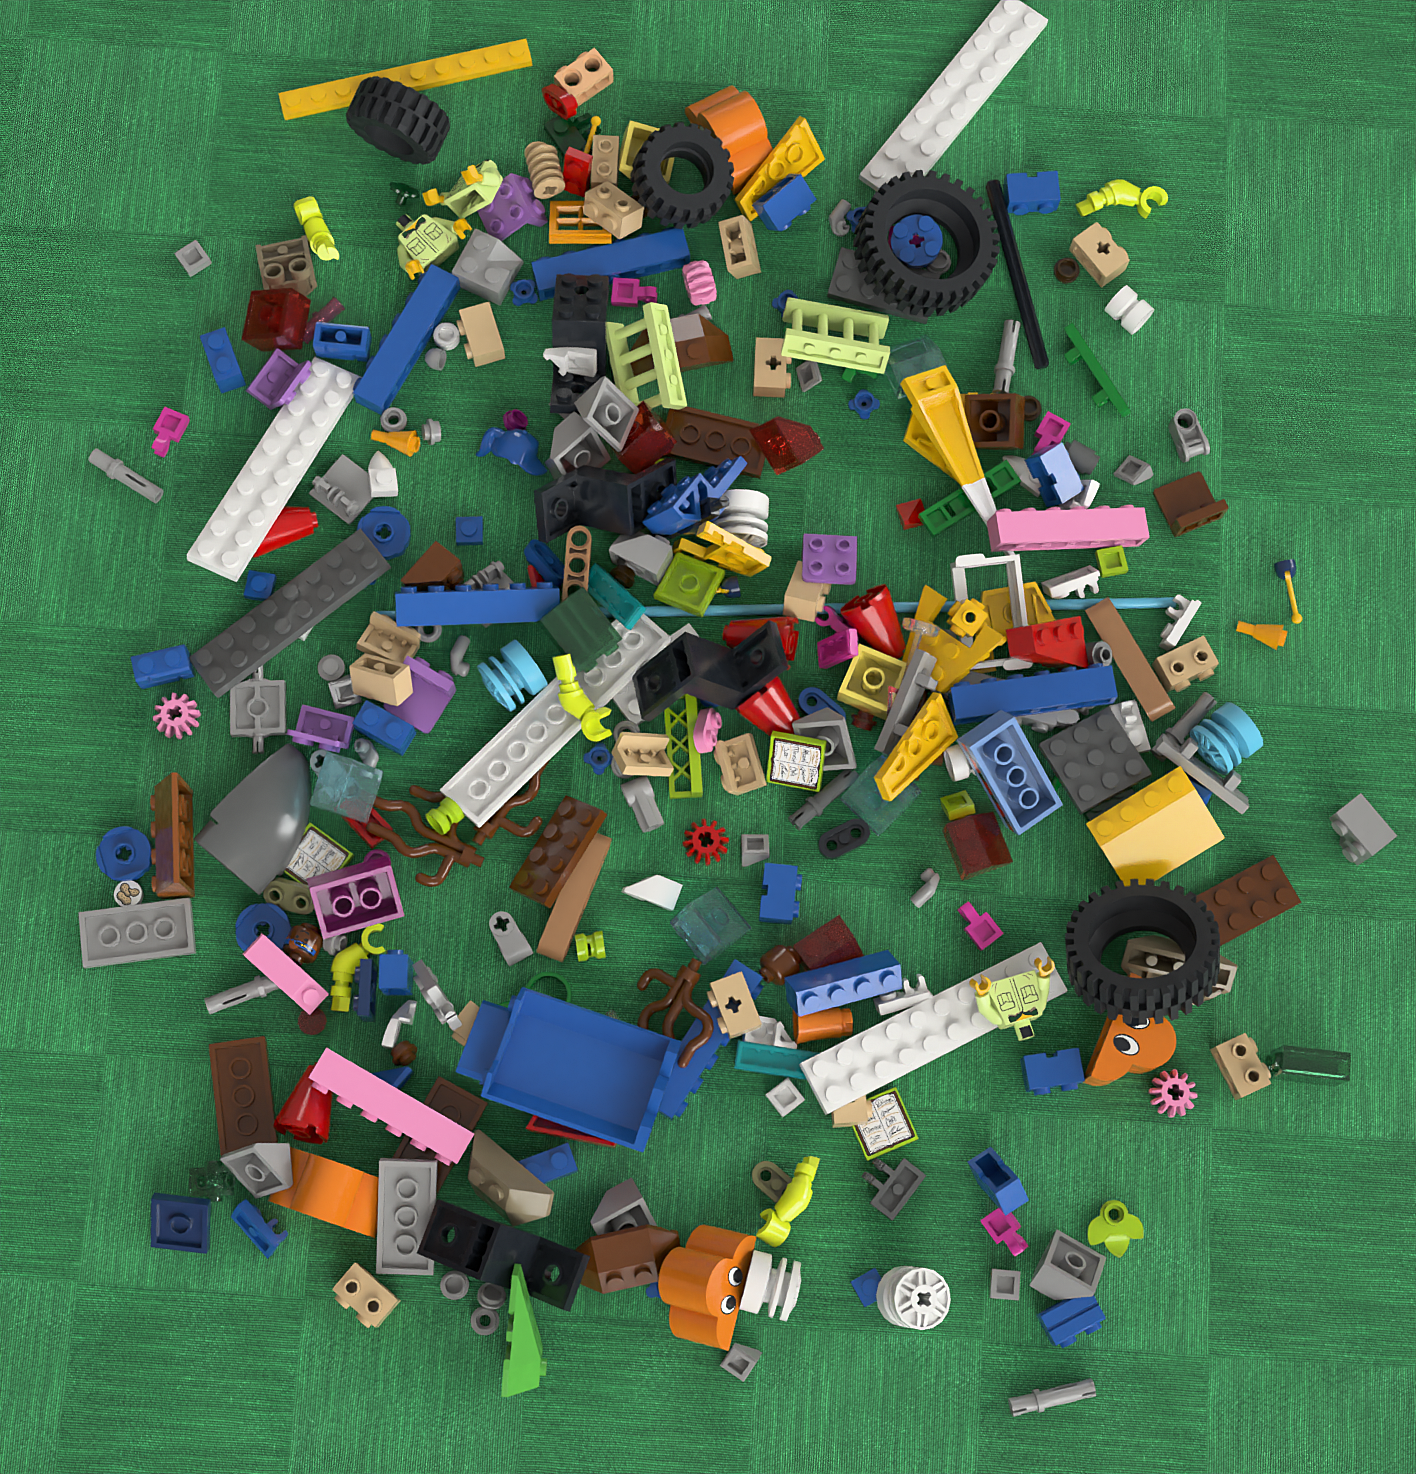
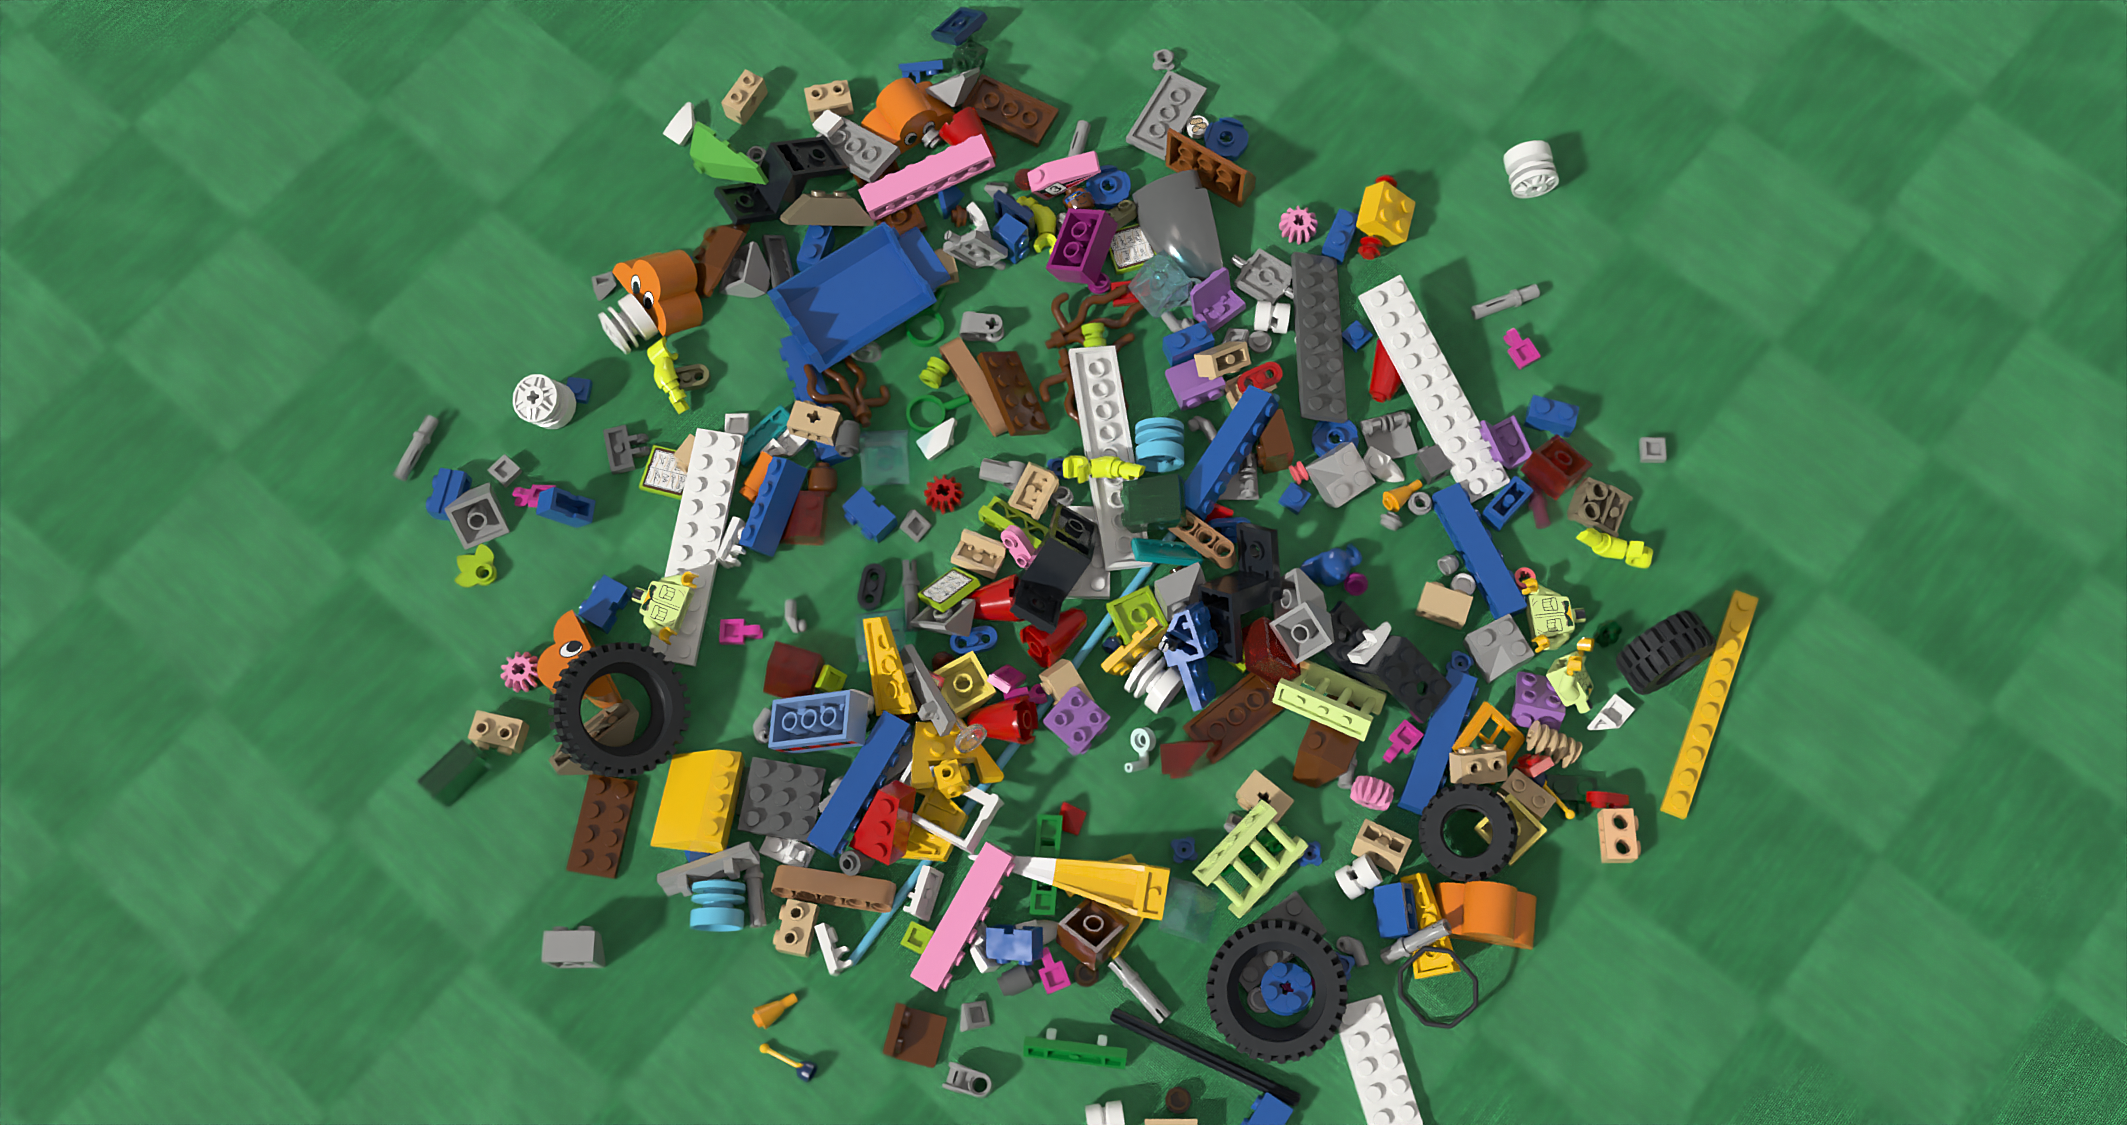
camera: 135 degrees right, 5 degrees down
(63, 982) = (1166, 55): none -> light grey plate
(111, 637) = (1383, 216): none -> yellow brick
(297, 667) = (1264, 319): none -> white wheel
(334, 1150) = (931, 138): none -> light grey plate
(343, 1040) = (992, 187): none -> light grey slope
(347, 431) = (1432, 464): none -> flat silver brick
(377, 633) = (1258, 376): none -> red plate
(396, 1269) = (828, 123): none -> white tile
(399, 283) = (1524, 571): none -> coral bush
(421, 498) = (1340, 474): none -> light grey slope
(427, 1388) = (744, 97): none -> tan brick
(444, 538) = (1298, 472): none -> coral bush
(477, 147) = (1612, 714): none -> white slope
(506, 1432) = (681, 125): none -> white slope
(590, 1191) = (777, 258): none -> dark grey plate
(616, 912) = (946, 406): none -> green piece
(727, 961) = (847, 438): none -> dark grey brick
(771, 243) = (1364, 870): none -> white wheel
(795, 139) = (1461, 964): none -> black piece
(799, 166) = (1422, 938): none -> light grey pin
(799, 499) = (1142, 741): none -> light aqua plate
(1045, 836) = (761, 727): none -> light grey arm

